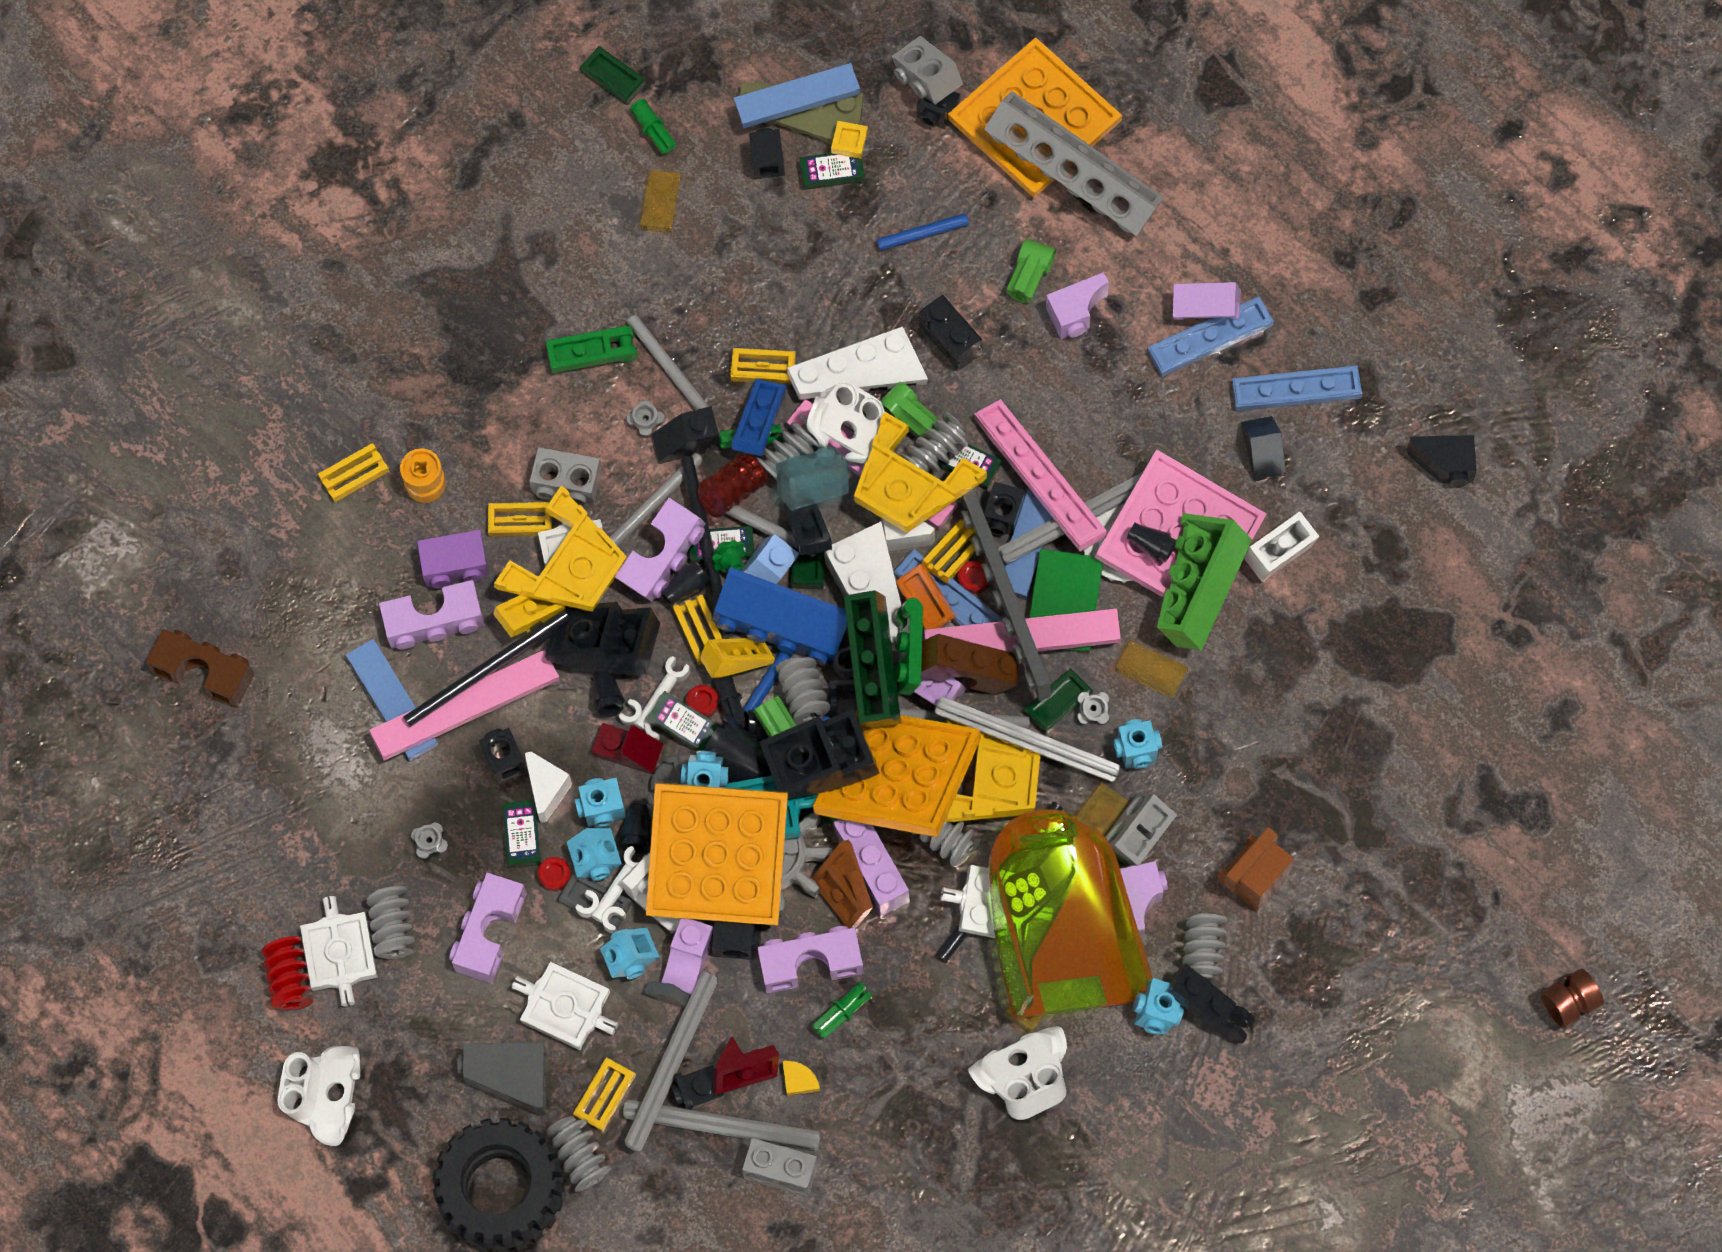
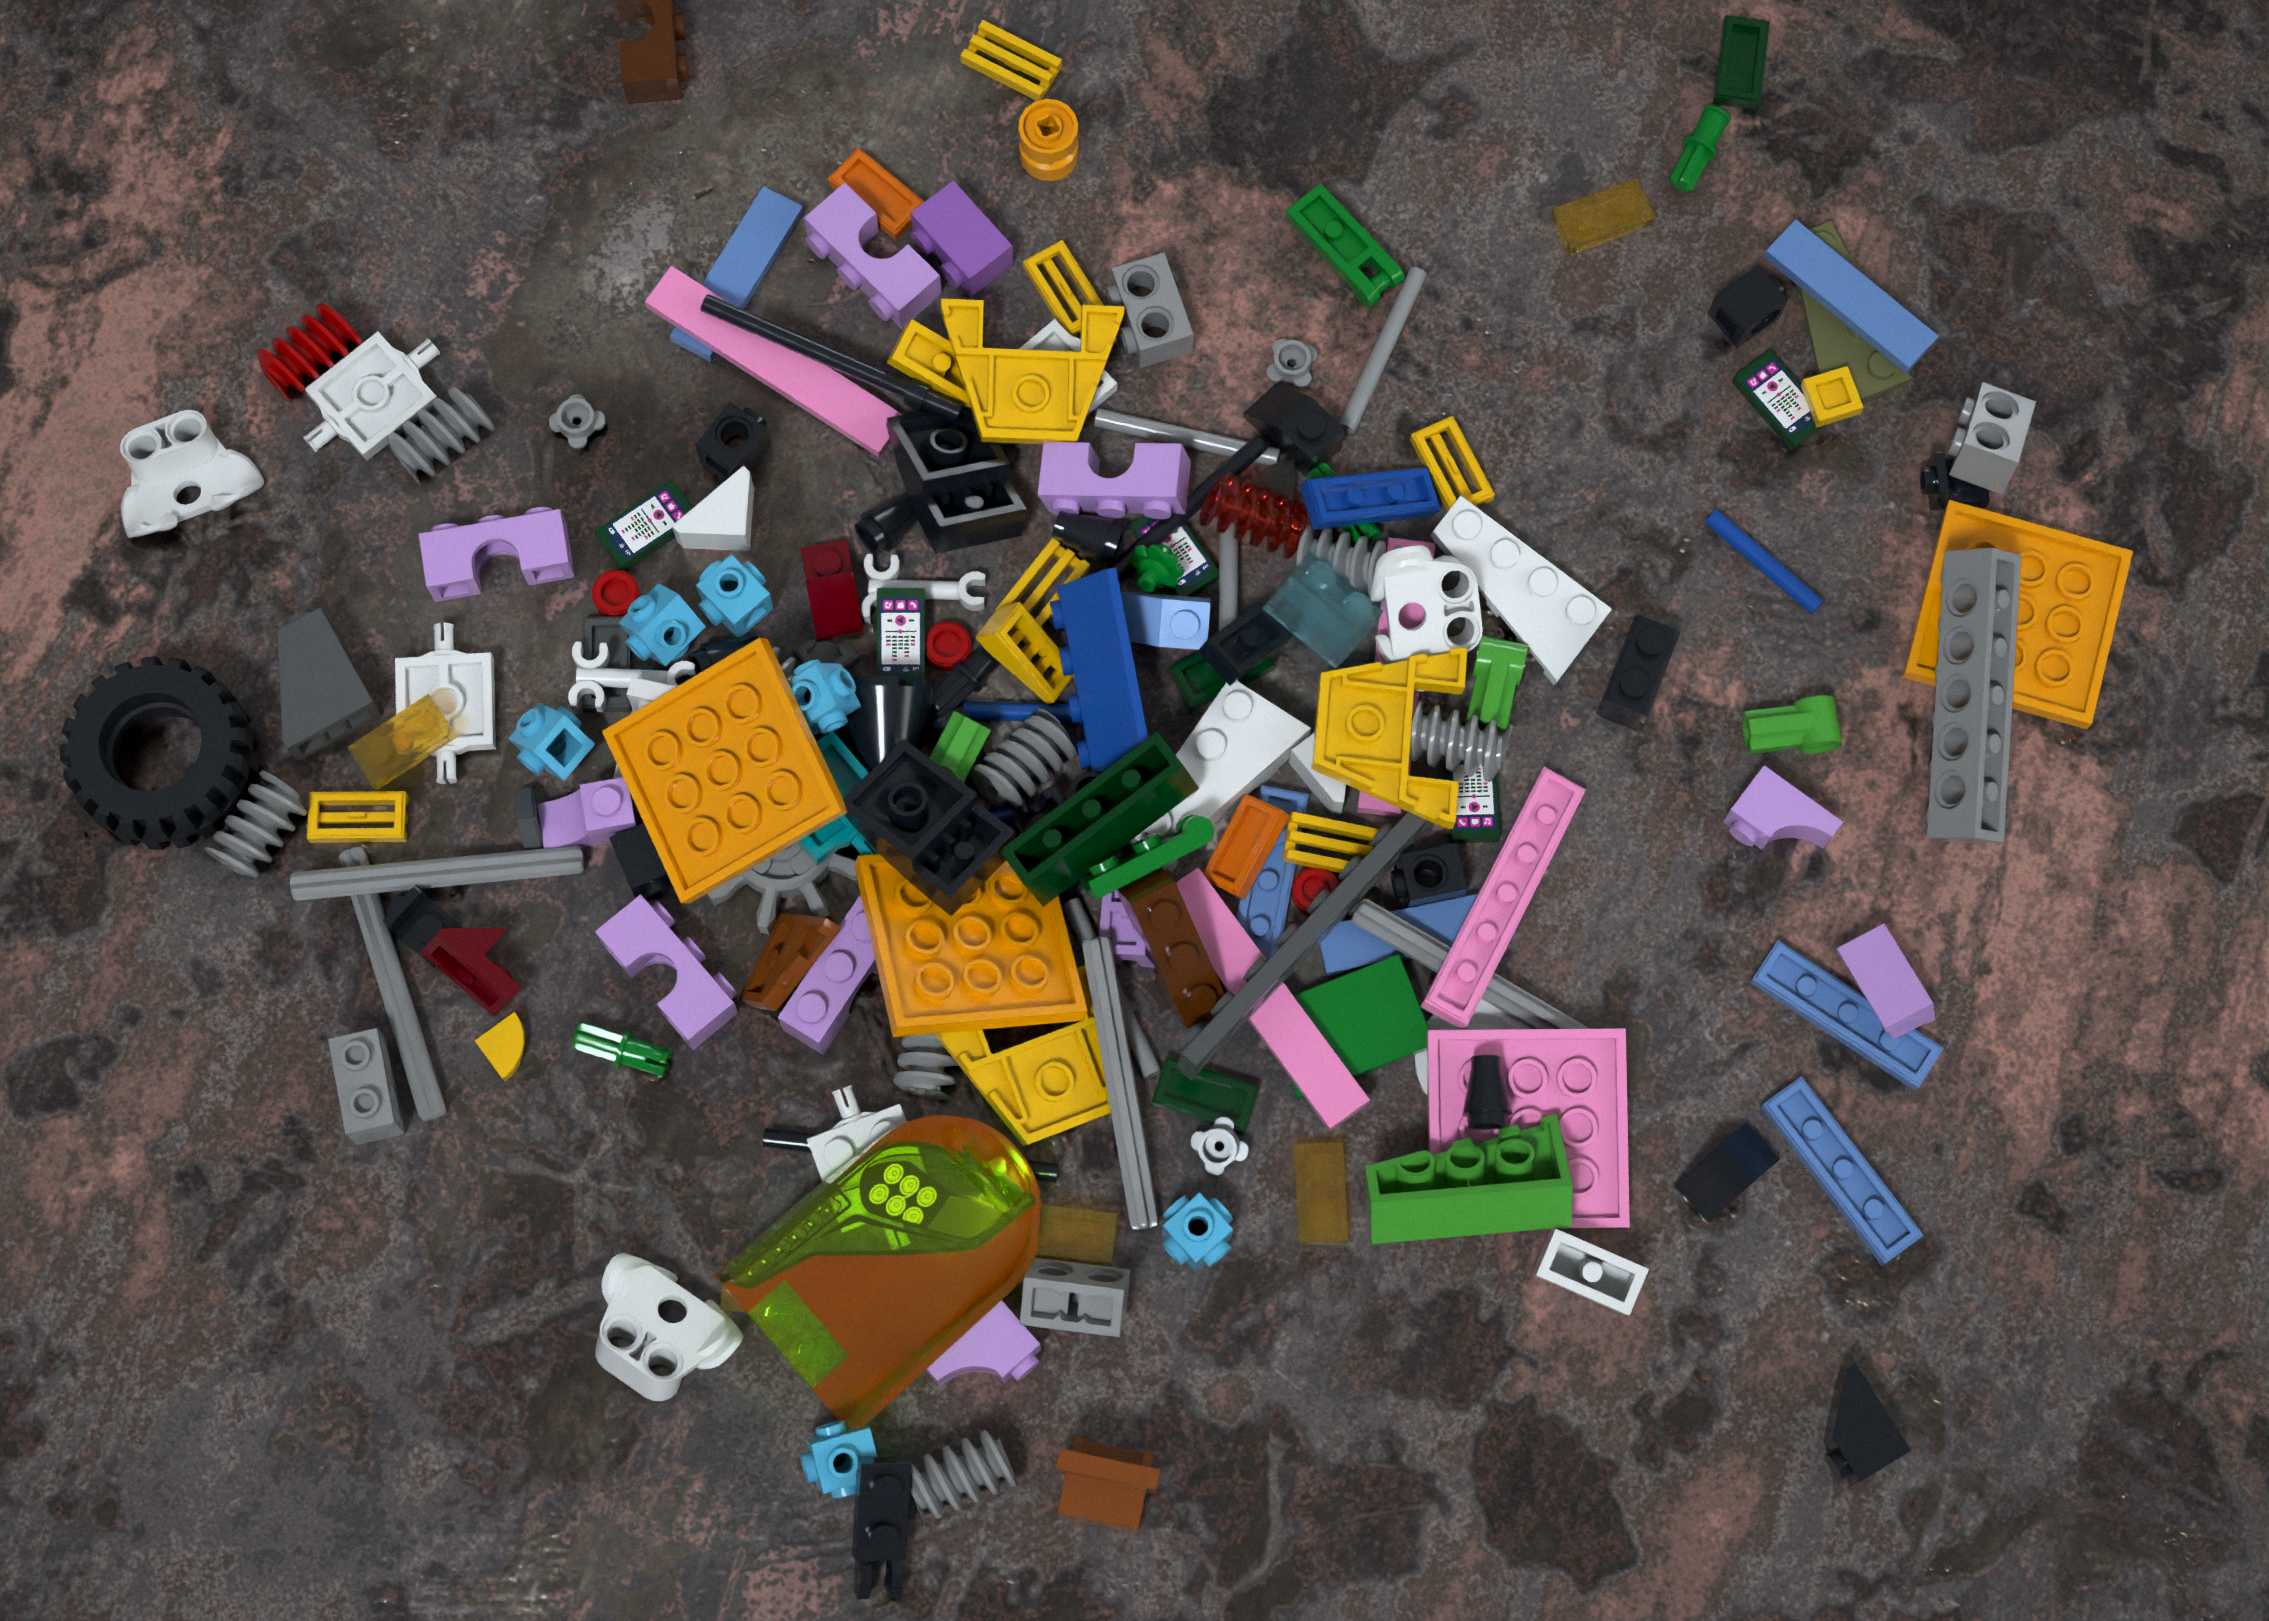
camera: 55 degrees right, 5 degrees up
(387, 589) = (879, 190): none -> orange tile
(578, 1039) = (402, 742): none -> clear yellow plate

